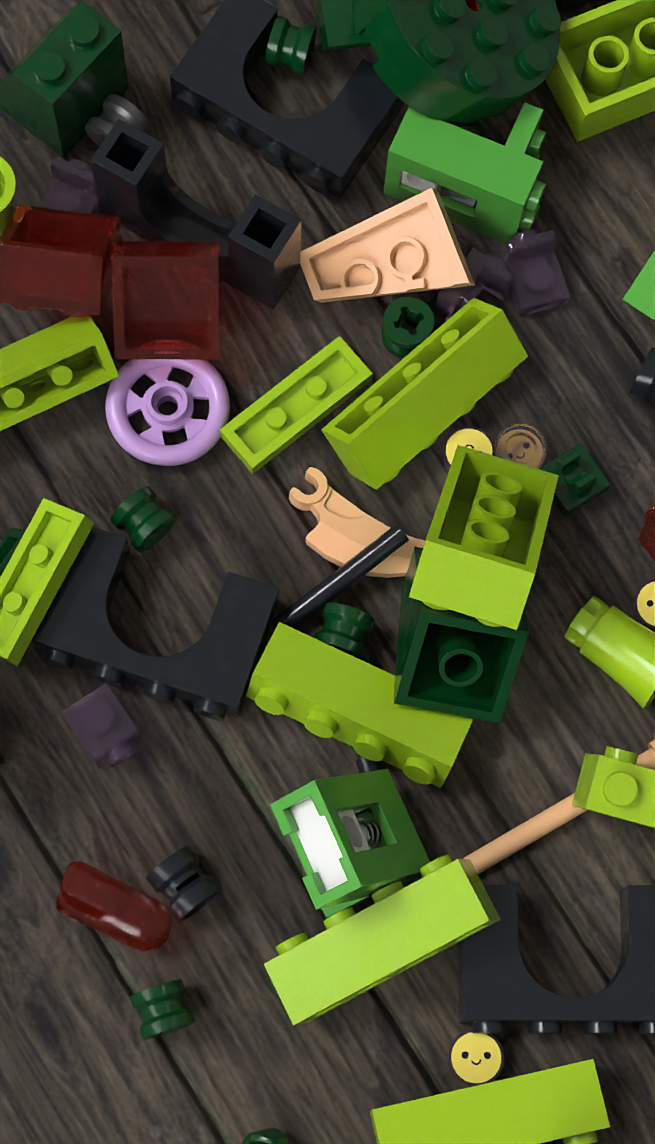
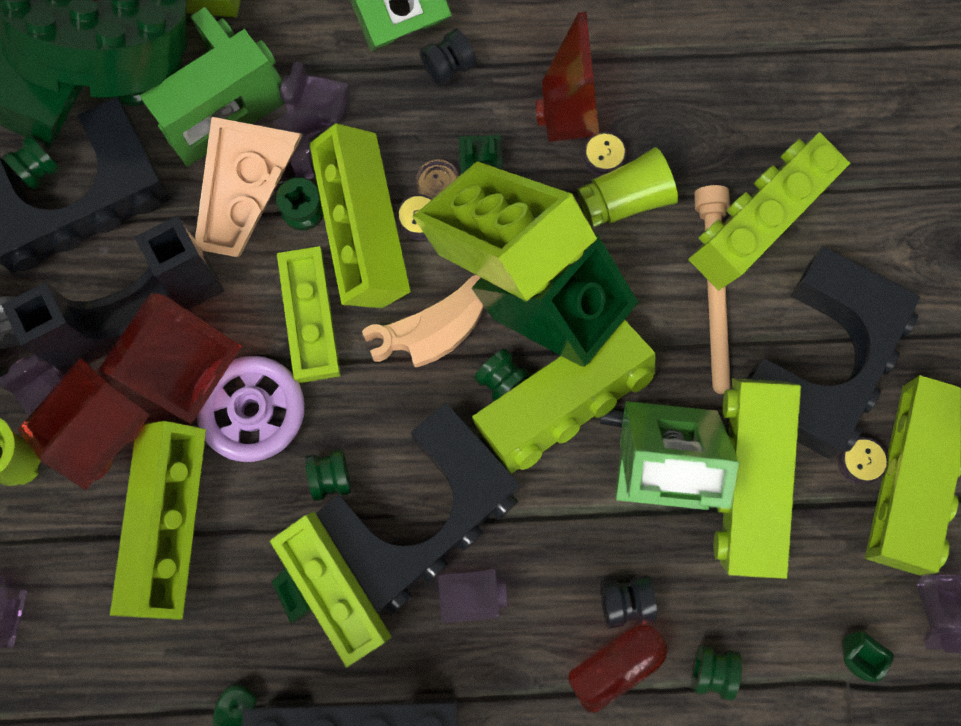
camera: 55 degrees left, 0 degrees up
(342, 578) = (461, 355): black bar -> none

